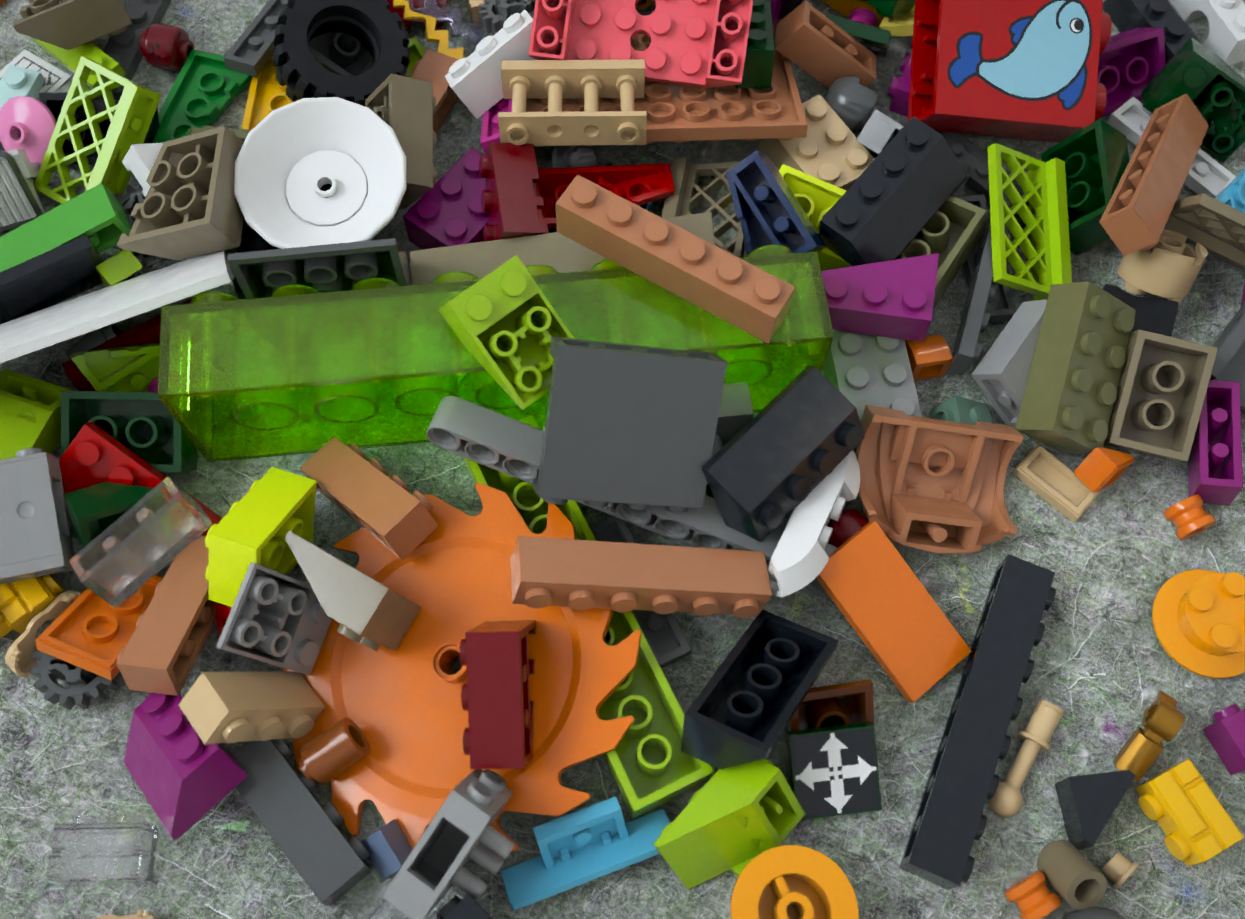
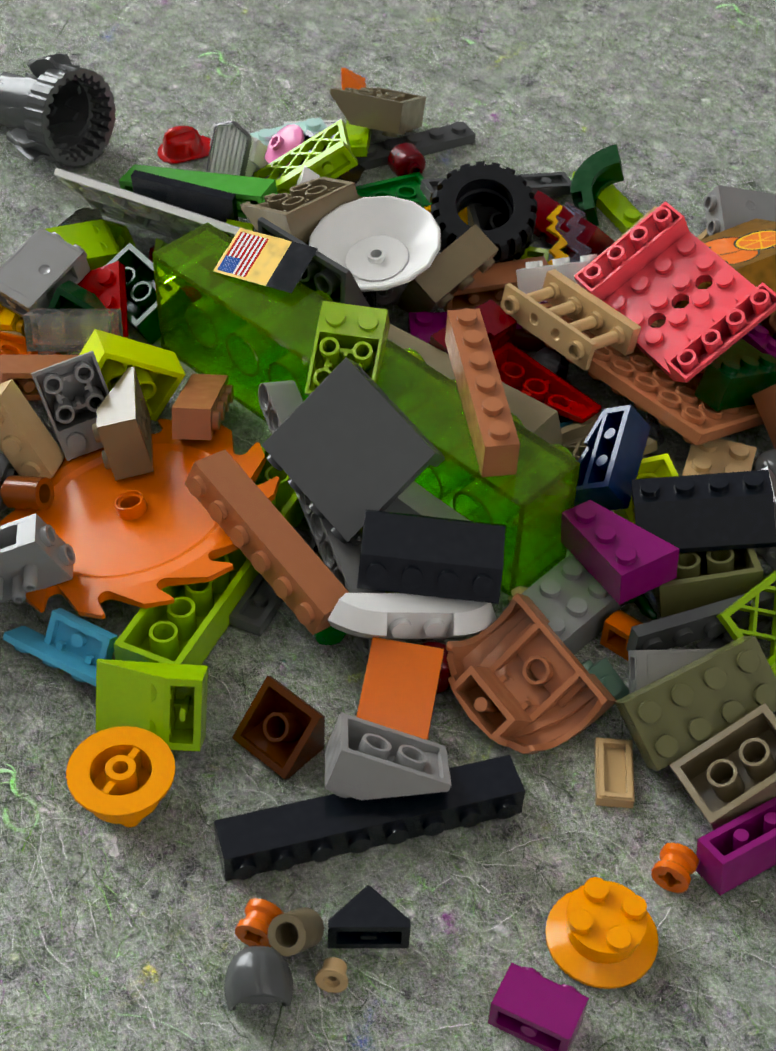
camera: 50 degrees right, 20 degrees down
(293, 299) = (265, 260): none -> sticker
(498, 694) = (126, 519): dark red wedge -> none
(755, 692) = (252, 649): black slope -> none
(835, 770) = (246, 751): tile -> none
(959, 669) = (382, 762): none -> light grey slope
(1036, 736) = (326, 875): tan pin -> none
(1103, 468) = (652, 785): orange slope -> none
(1159, 723) = (468, 921): pearl gold bar -> none
(1187, 813) = (419, 992): yellow brick -> none

